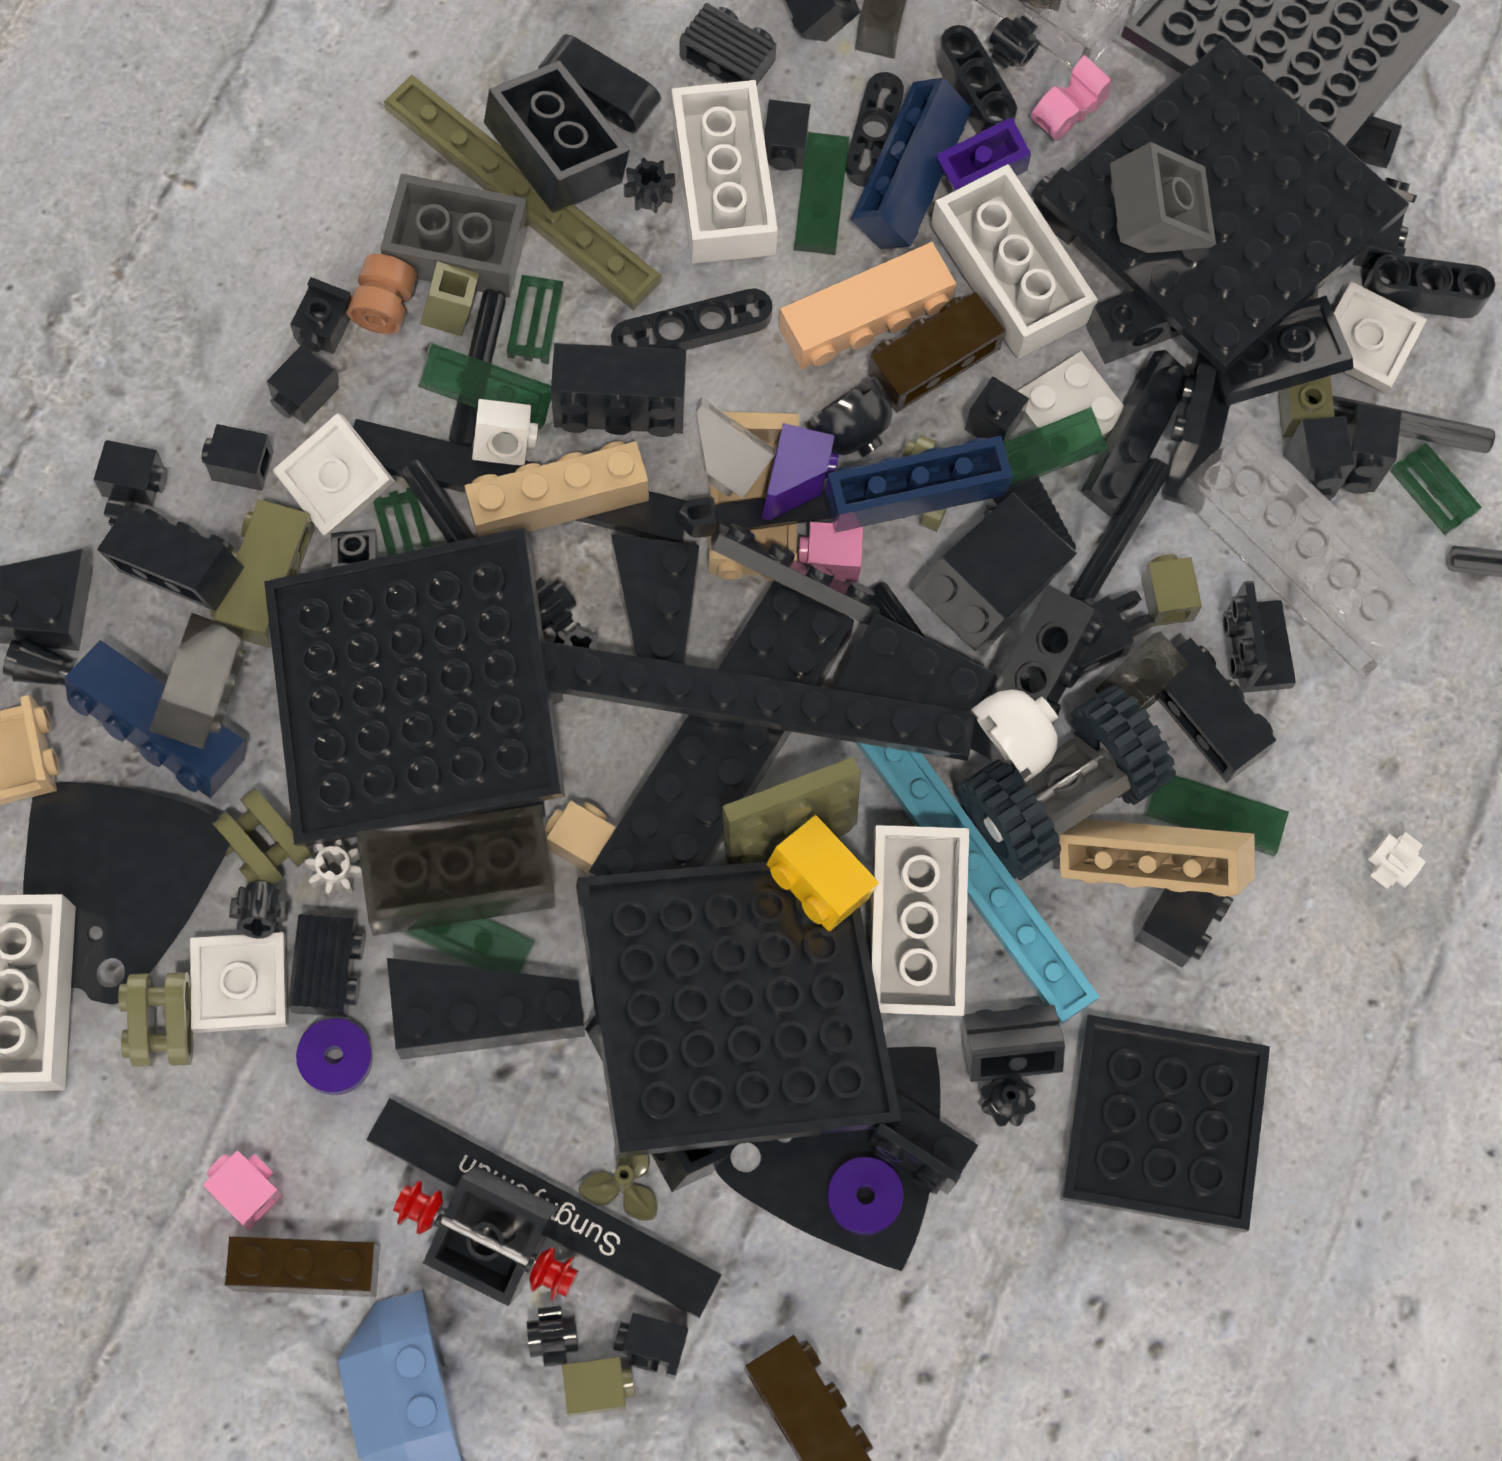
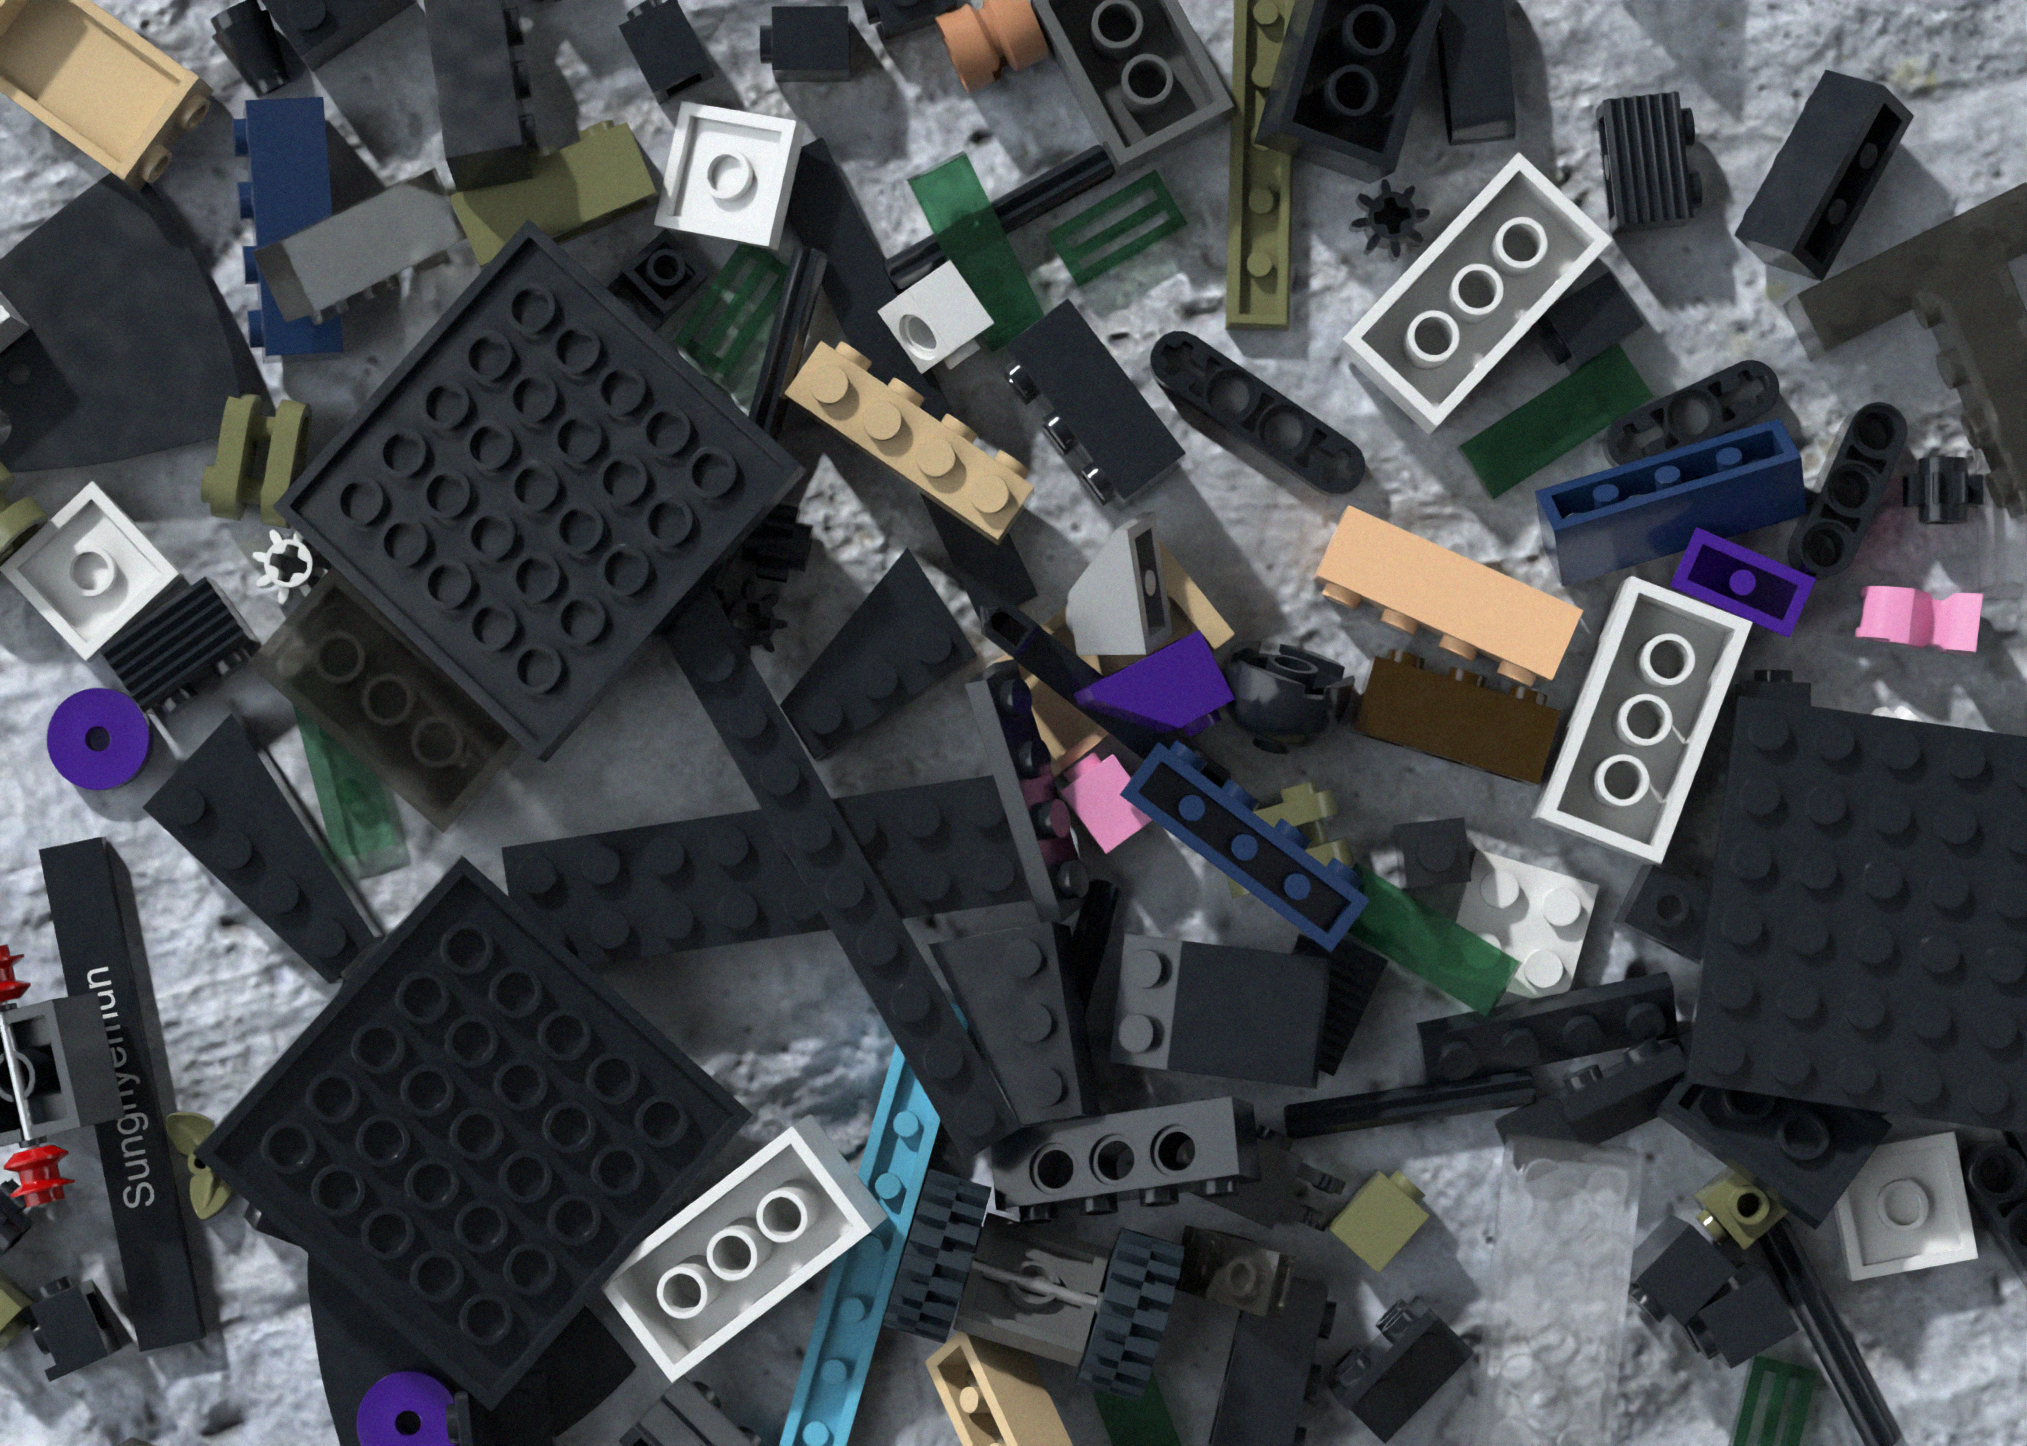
camera: 55 degrees right, 15 degrees up
(259, 909) = (179, 528): black gear -> none
(449, 298) = (1047, 119): olive brick -> none
(578, 834) = (547, 799): tan brick -> none
(767, 818) = (736, 1020): olive plate -> none
(821, 873) = (689, 1110): yellow brick -> none
(1019, 729) = (1028, 1197): white cylinder -> none
(1161, 201) = (1829, 854): dark grey slope -> none

